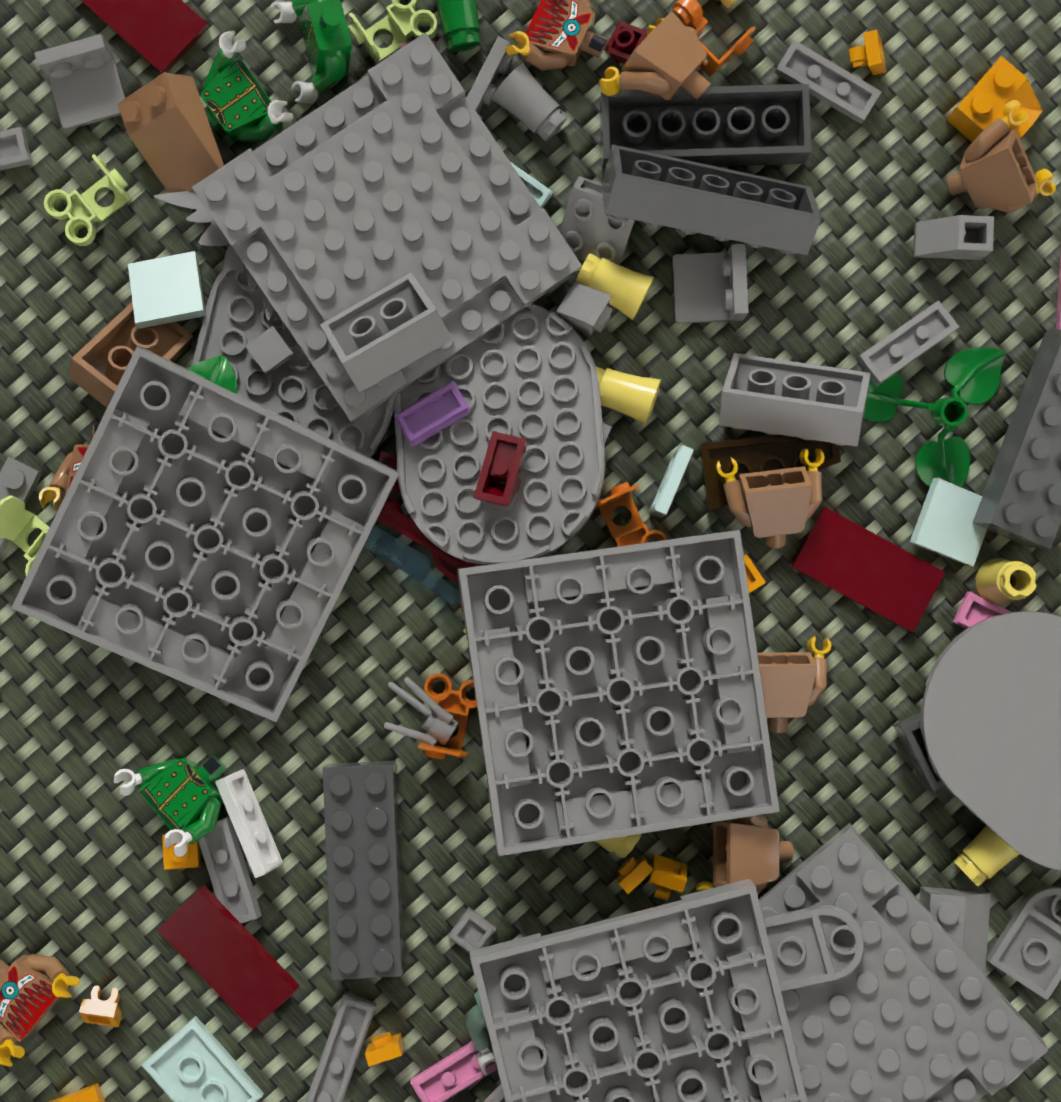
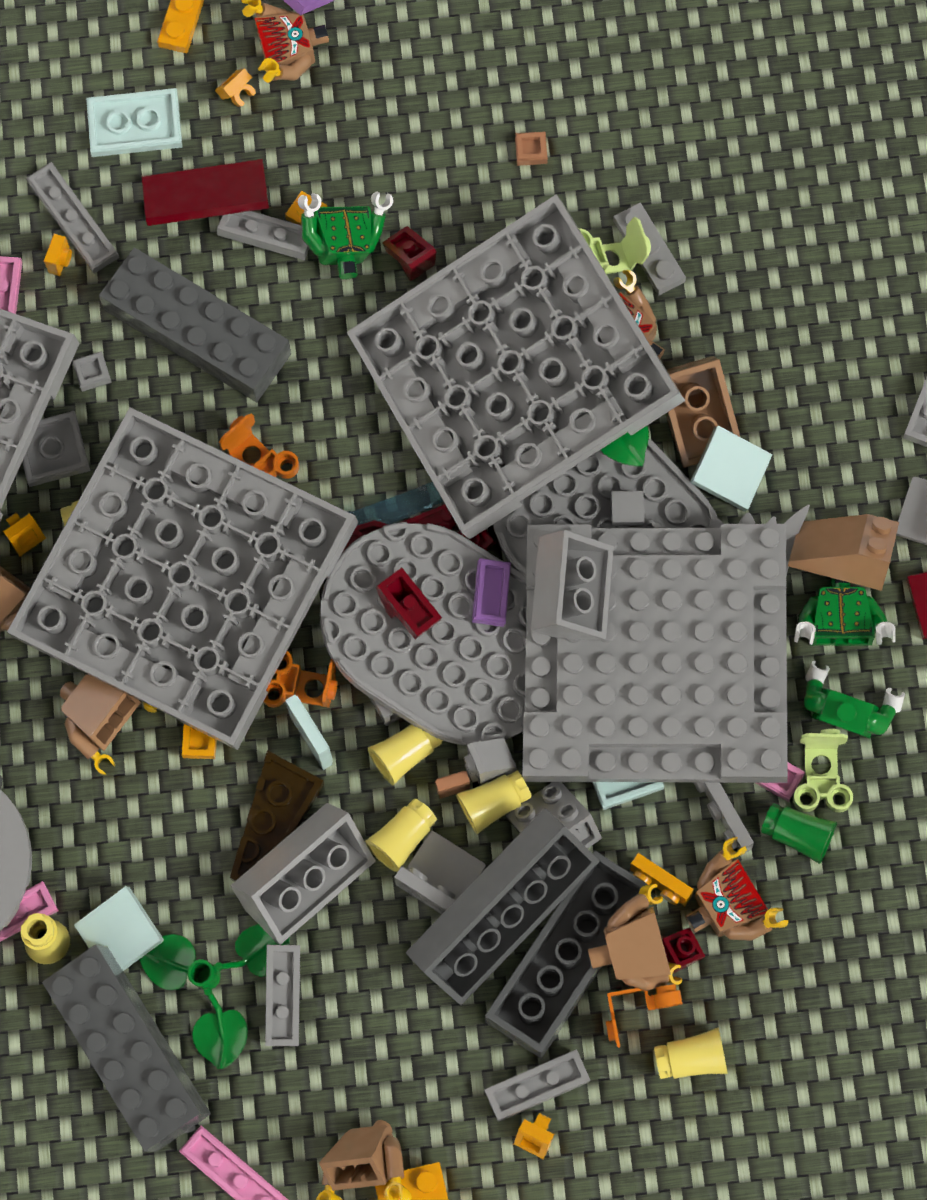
camera: 130 degrees right, 15 degrees down
(83, 207) = (839, 452): yellowish green piece -> none
(155, 724) = (411, 252): none -> dark red slope
(249, 823) = (289, 268): white tile -> none
(438, 723) = (258, 442): light grey plant -> none
(530, 103) = (684, 835): light grey plant -> none
(567, 904) = (55, 450): none -> light grey tile
(583, 84) = (672, 888): none -> light orange plate
(624, 331) = (452, 784): none -> nougat tile
(633, 873) = (44, 510): light orange plate -> none
(699, 342) = (401, 834): none -> light yellow plant
(775, 500) = (237, 799): medium nougat torso -> none
(868, 569) = (133, 843): dark red tile -> none
(954, 237) = (338, 1091): light grey slope -> none

